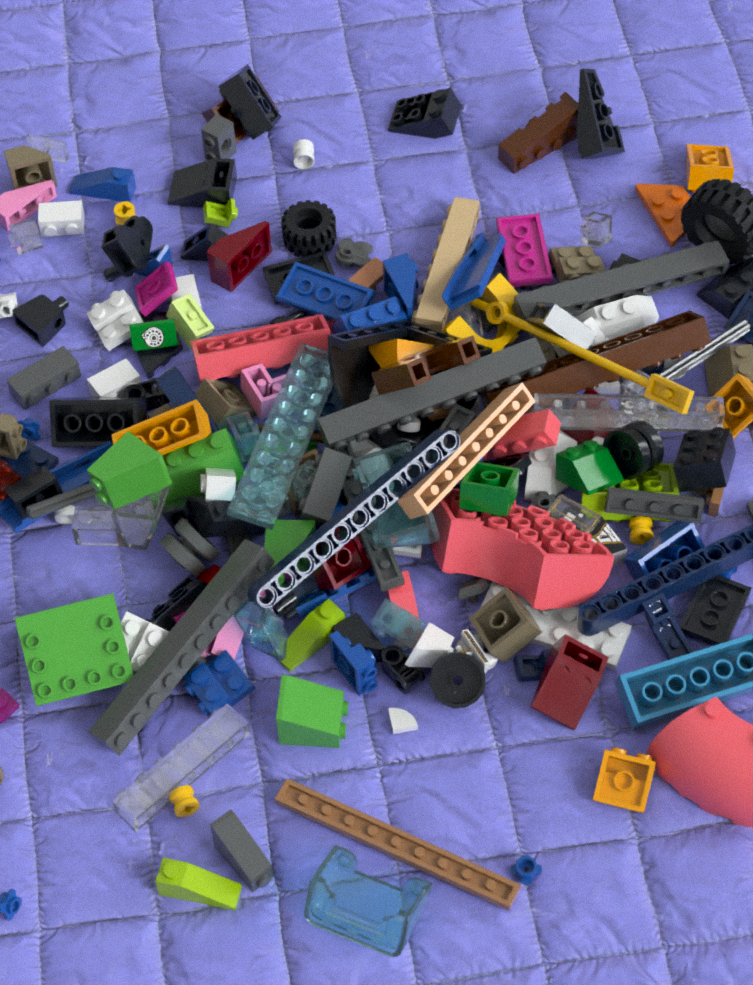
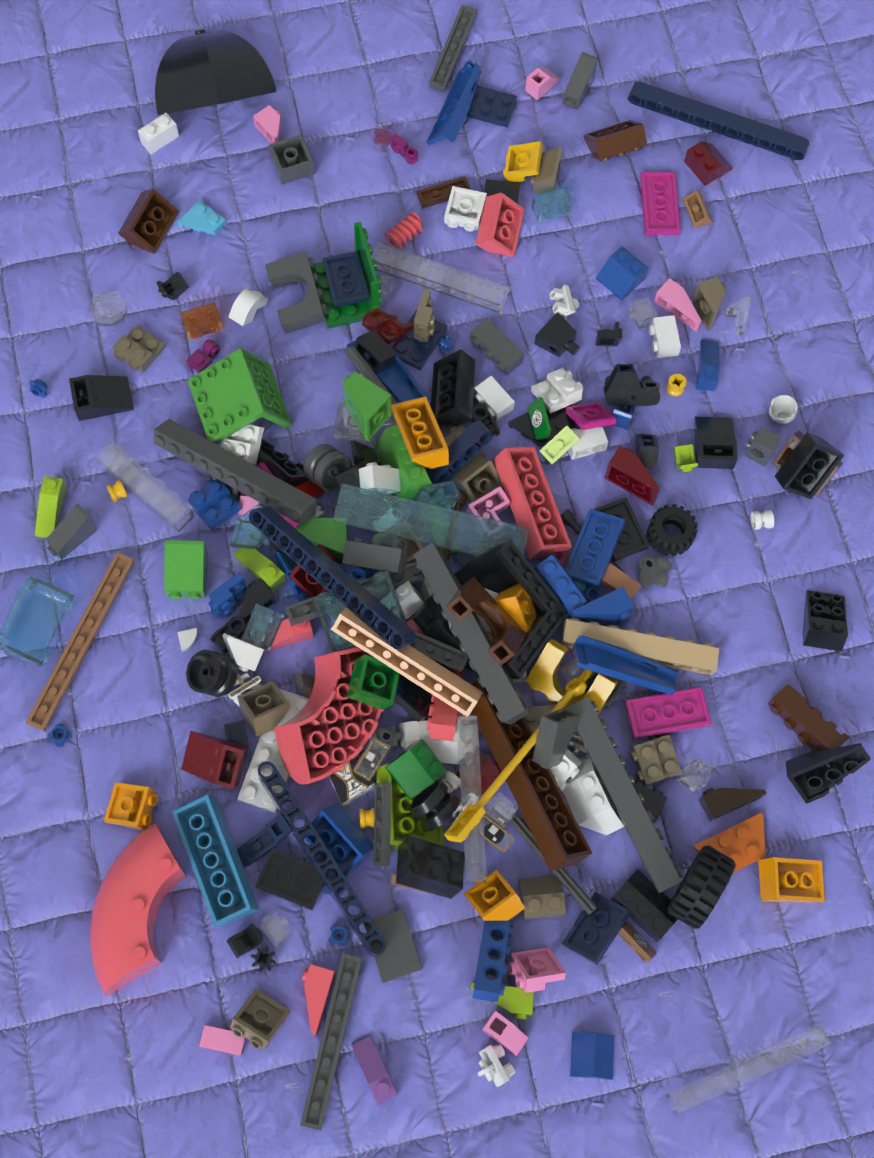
camera: 80 degrees right, 15 degrees up
(37, 823) = (100, 395): none -> black slope
(50, 269) = (609, 338): none -> black bracket
(173, 123) = (783, 409): none -> white hair
(626, 214) = (725, 800): none -> dark brown slope

